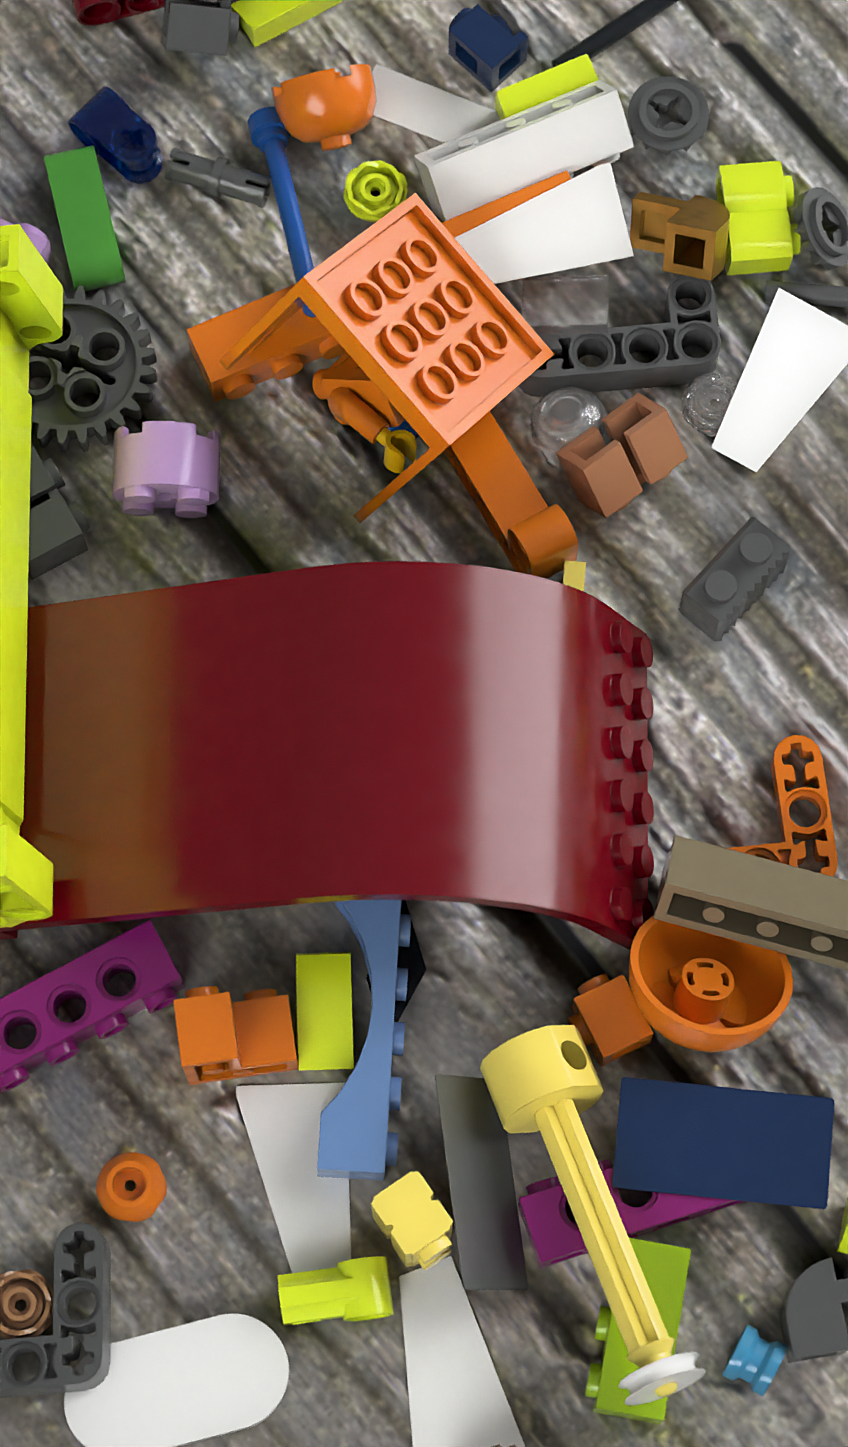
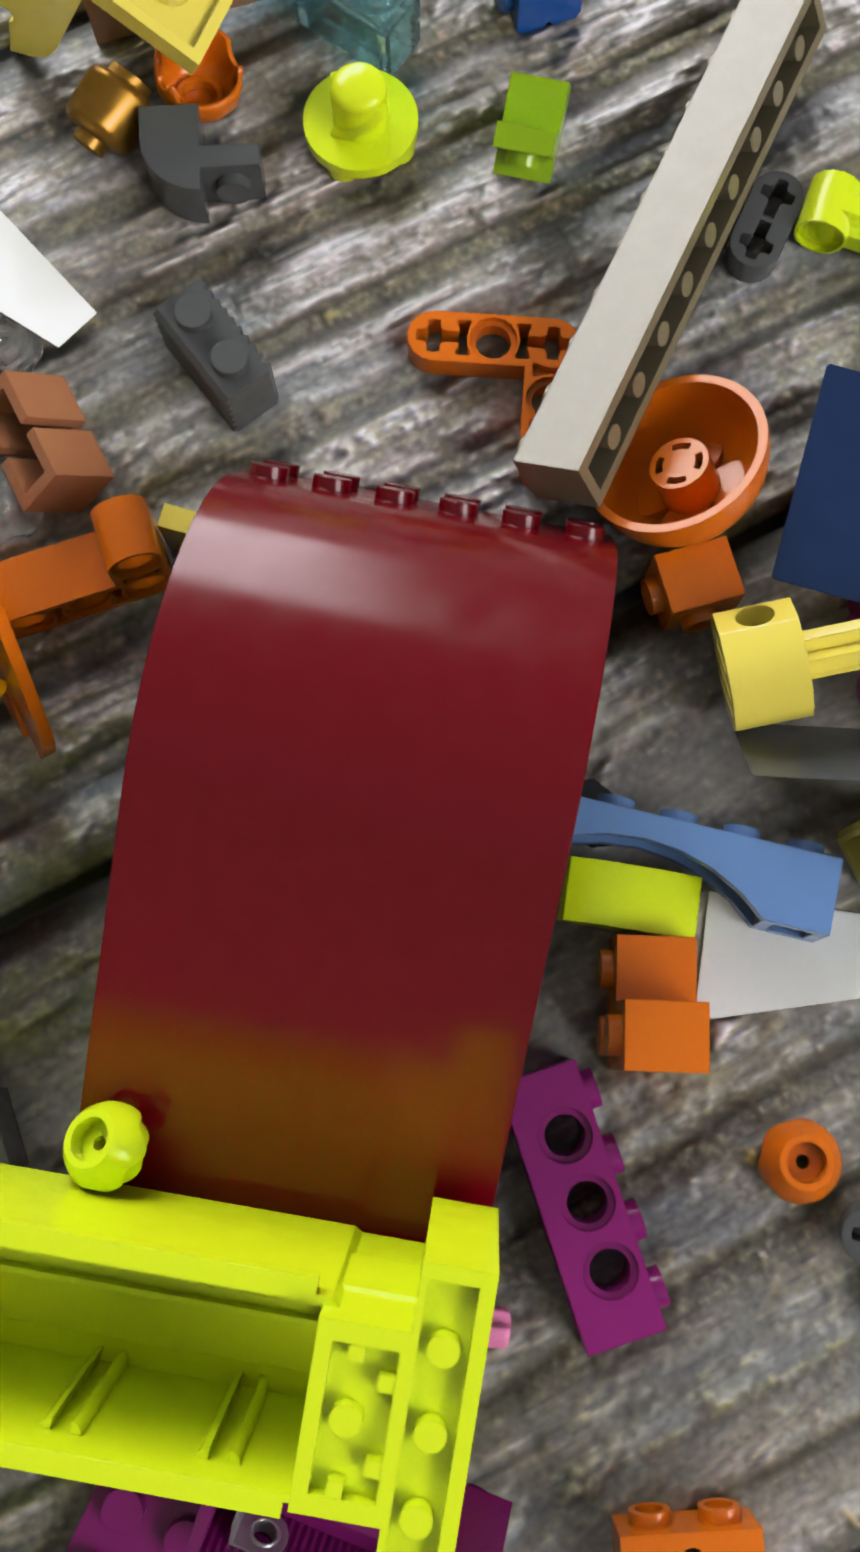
camera: 80 degrees left, 5 degrees up
(53, 621) = (123, 1152): none -> neon yellow plate

